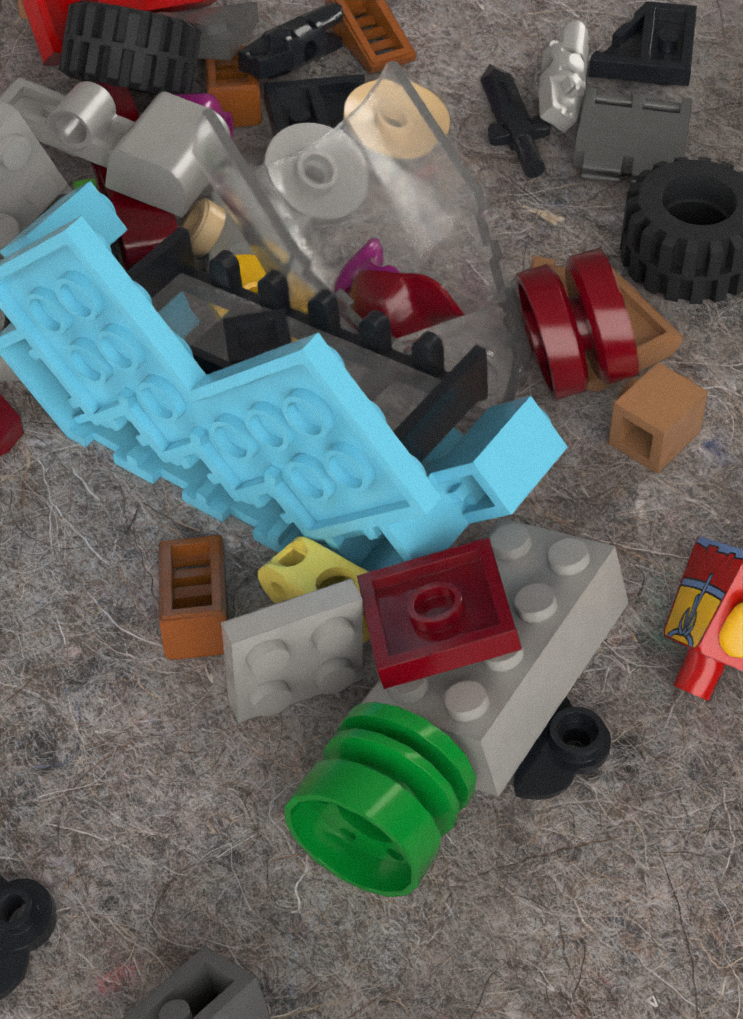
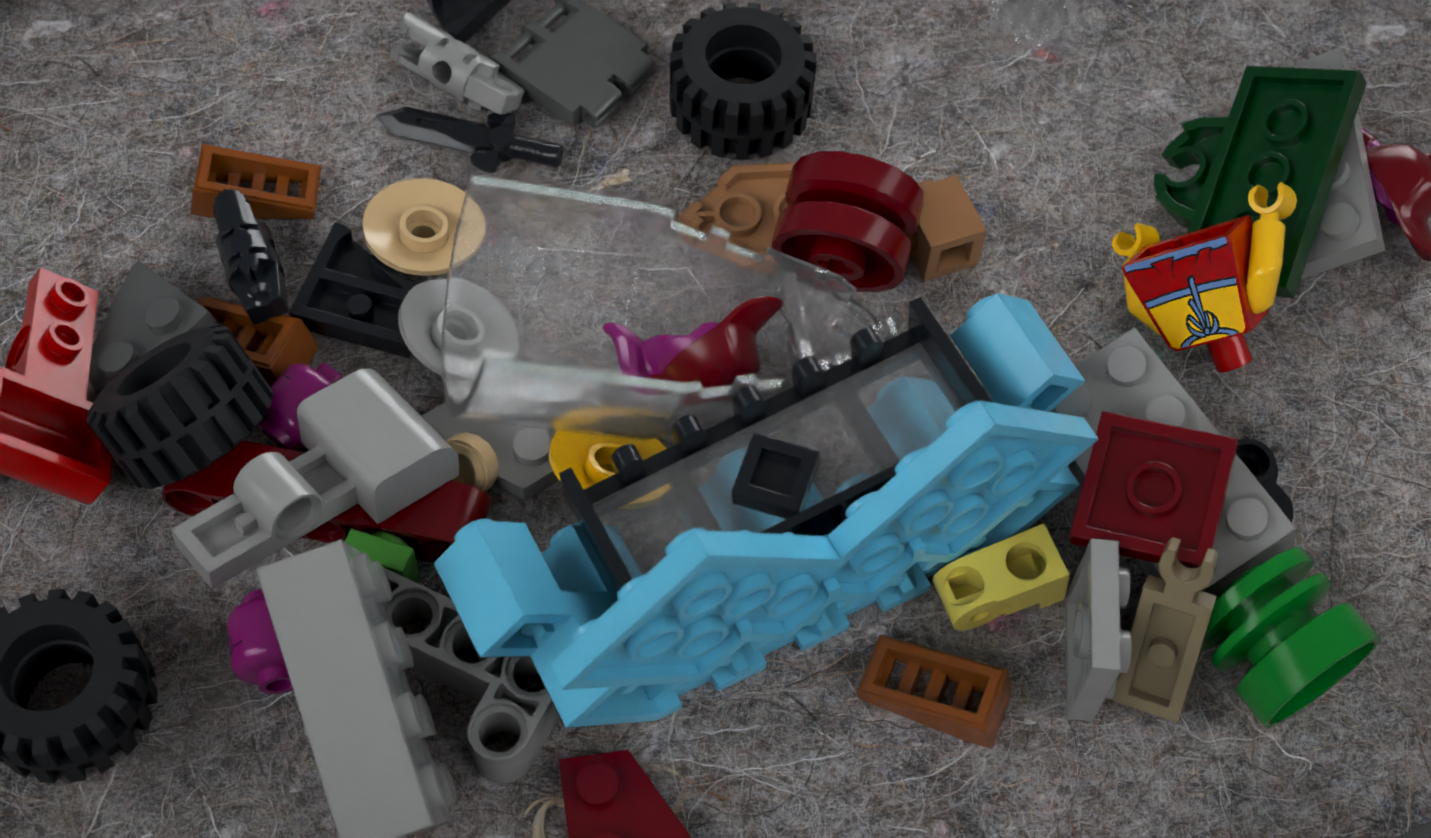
camera: 65 degrees left, 10 degrees up
(320, 699) = (1168, 635): none -> dark tan plate

